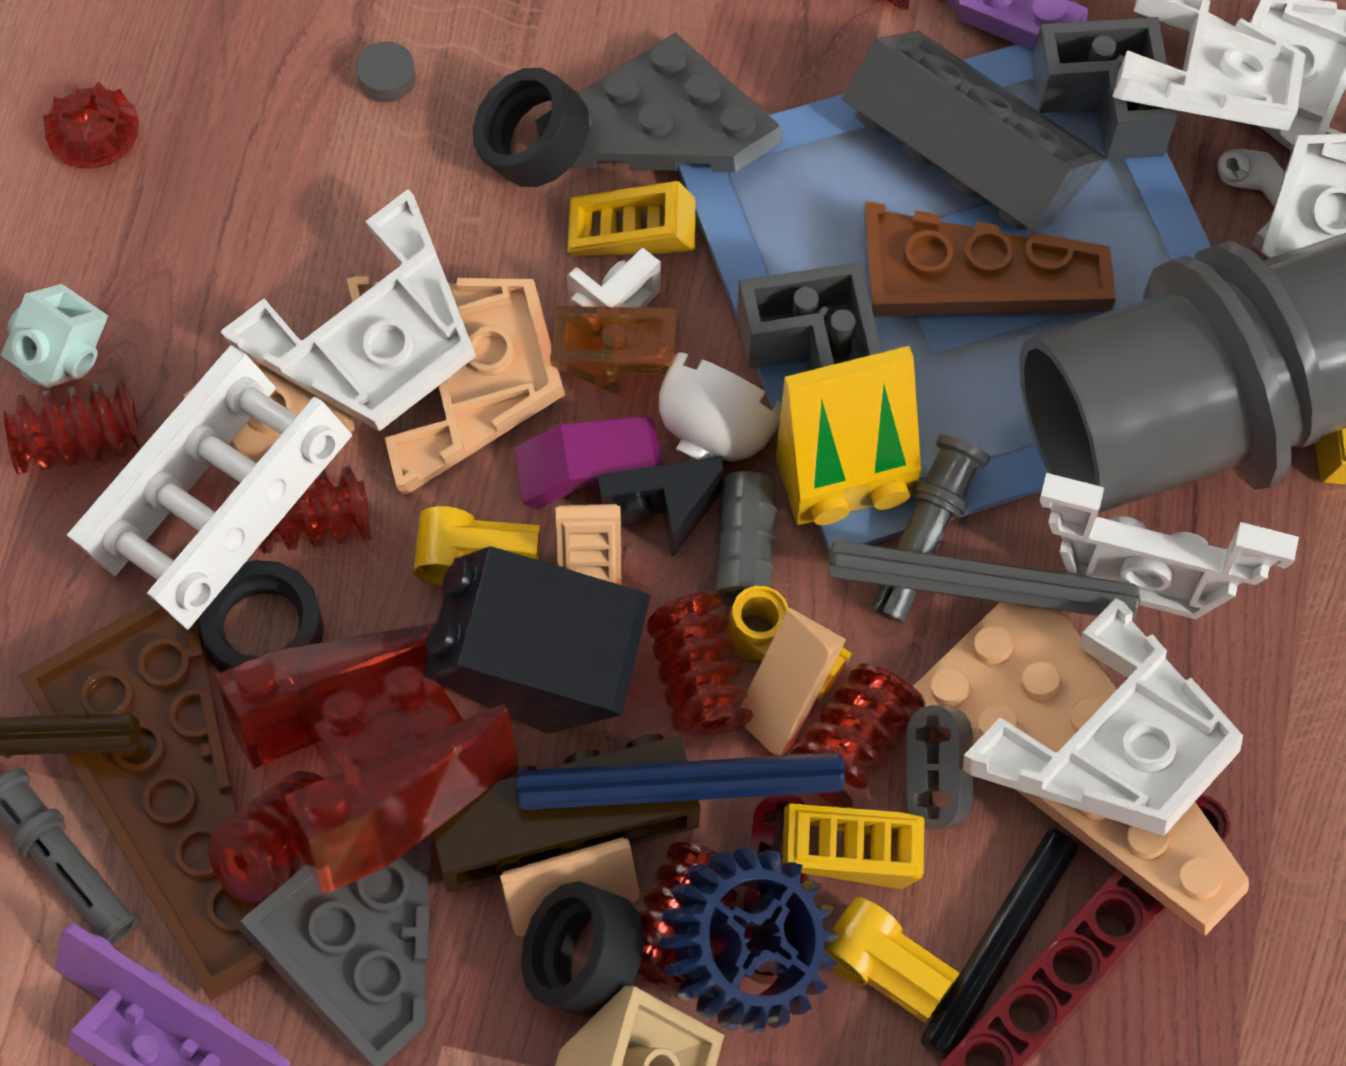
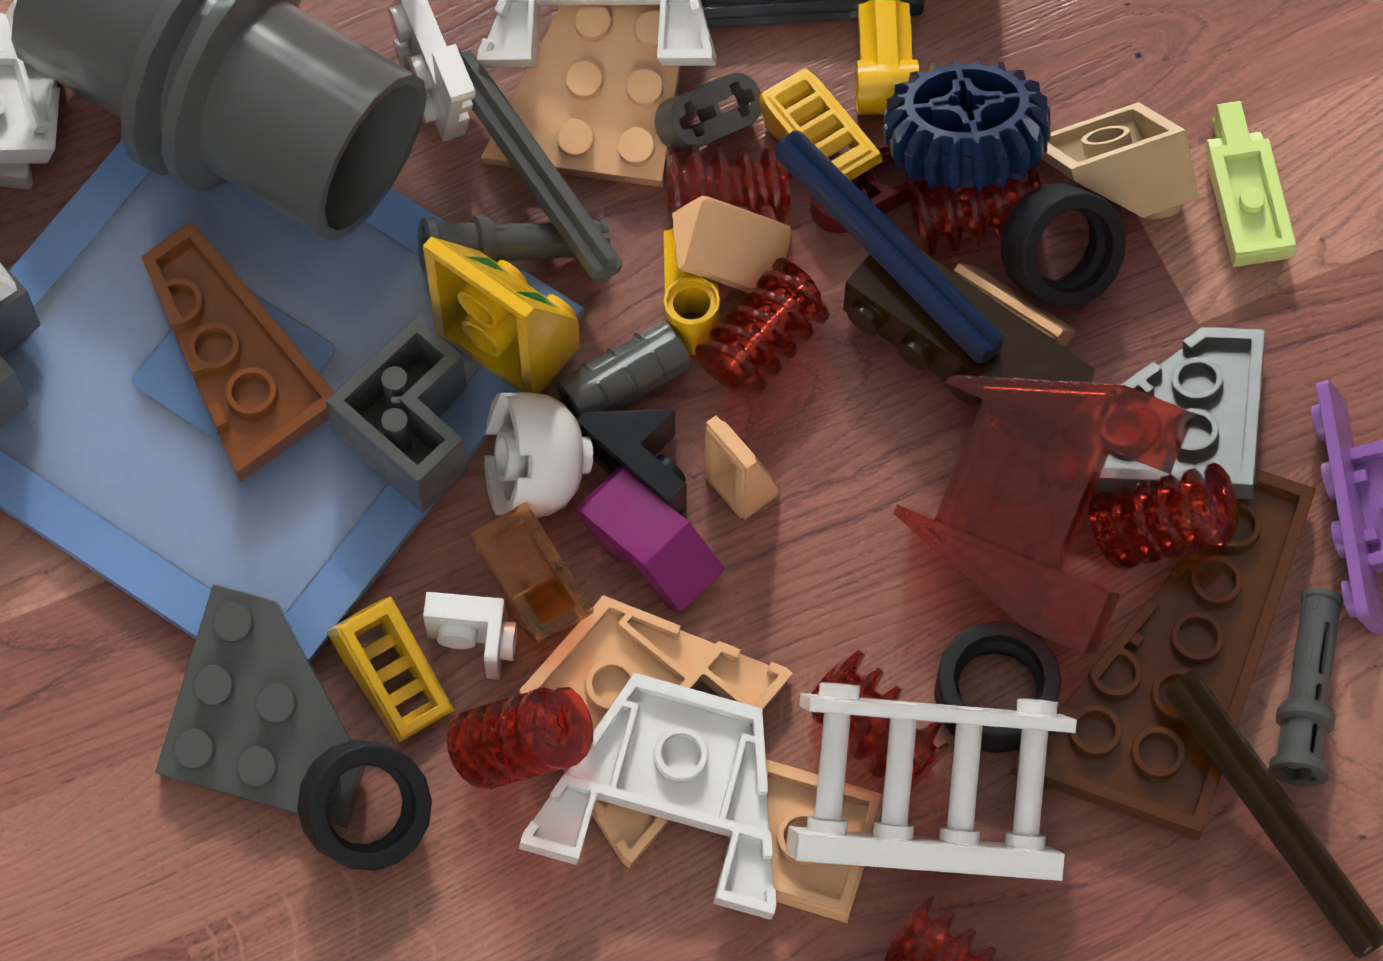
camera: 125 degrees left, 0 degrees up
(452, 532) = (805, 582): yellow piece -> none
(488, 241) = (520, 737): none -> clear red piece
(535, 639) = (856, 427): black slope -> none
(971, 129) = (91, 436): dark grey slope -> none

